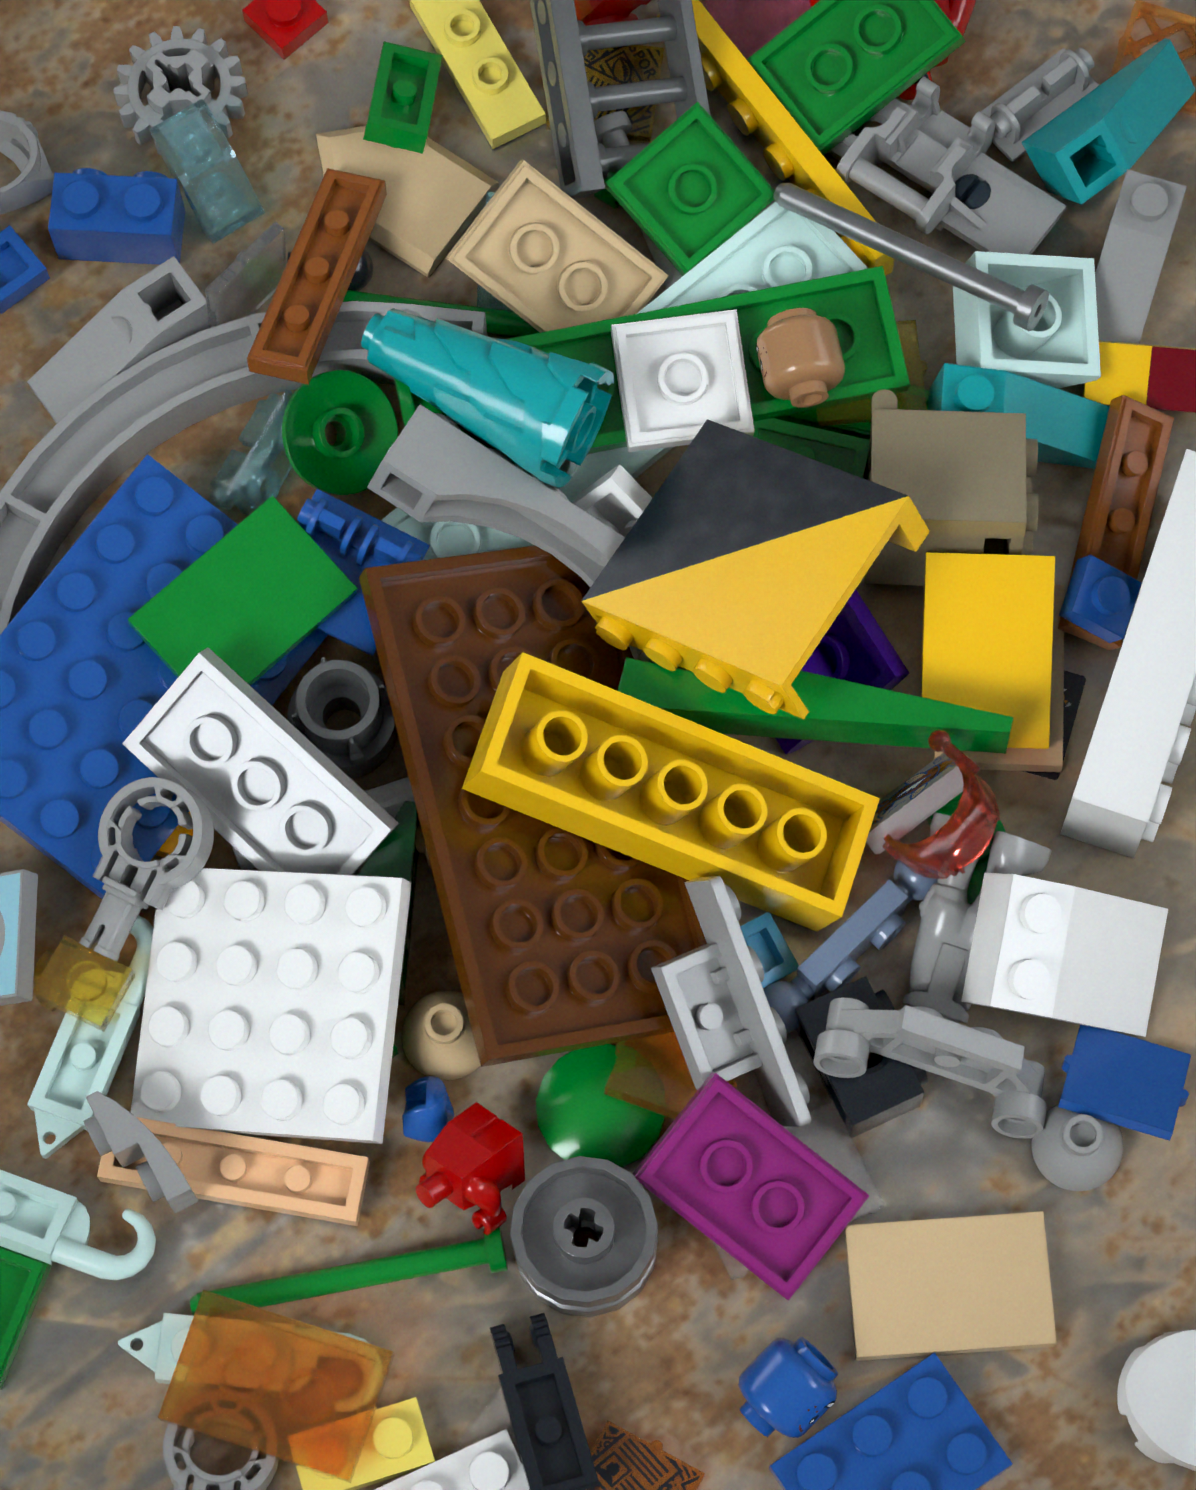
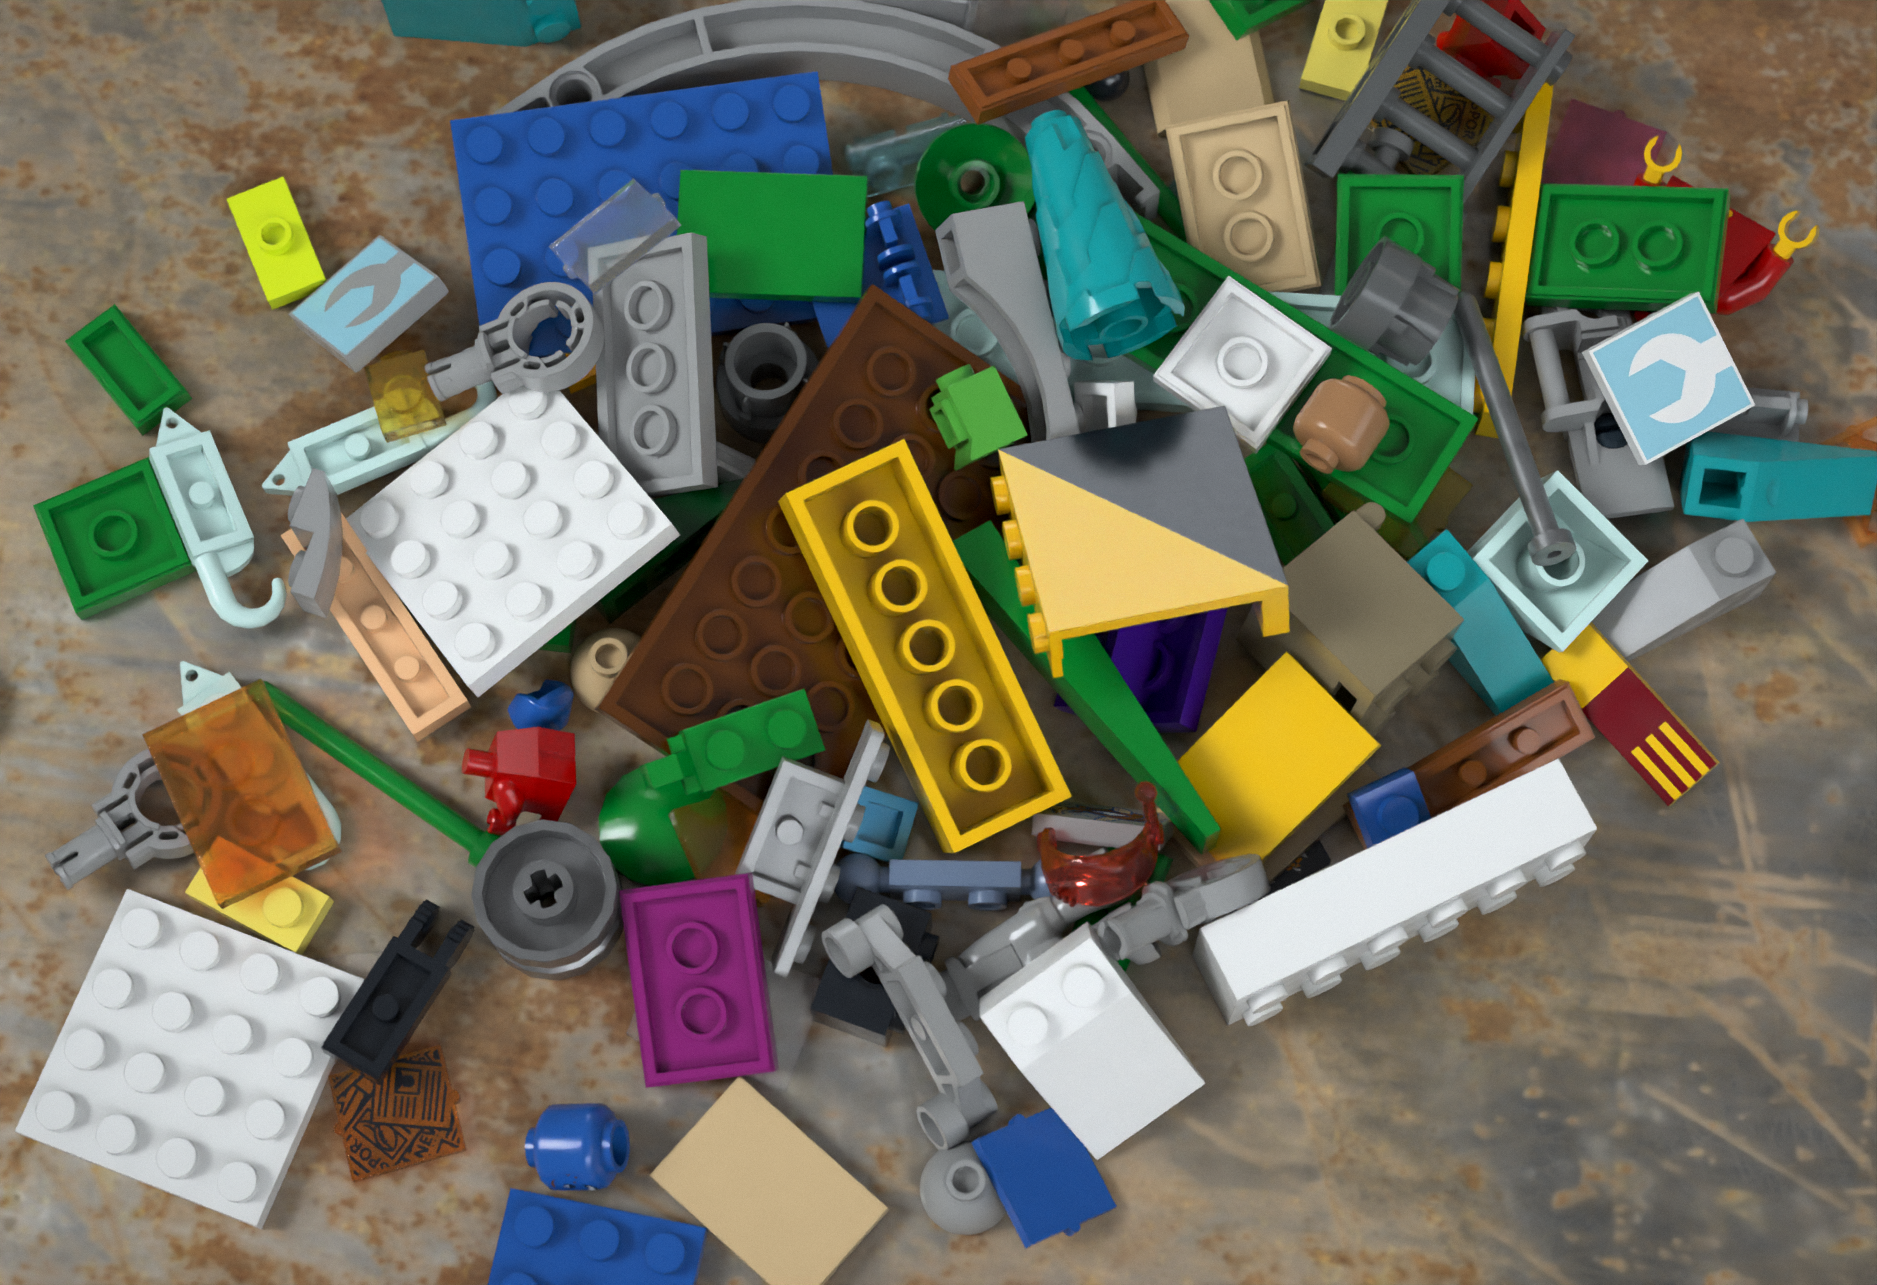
camera: 45 degrees right, 0 degrees up
(132, 712) = (614, 236): none -> clear piece
(535, 593) = (975, 414): none -> bright green window
(610, 992) = (737, 745): none -> green hinge
(745, 238) = (1394, 304): none -> dark grey piece
(982, 117) = (1668, 378): none -> tile
(1038, 788) = (1183, 903): none -> light grey pin

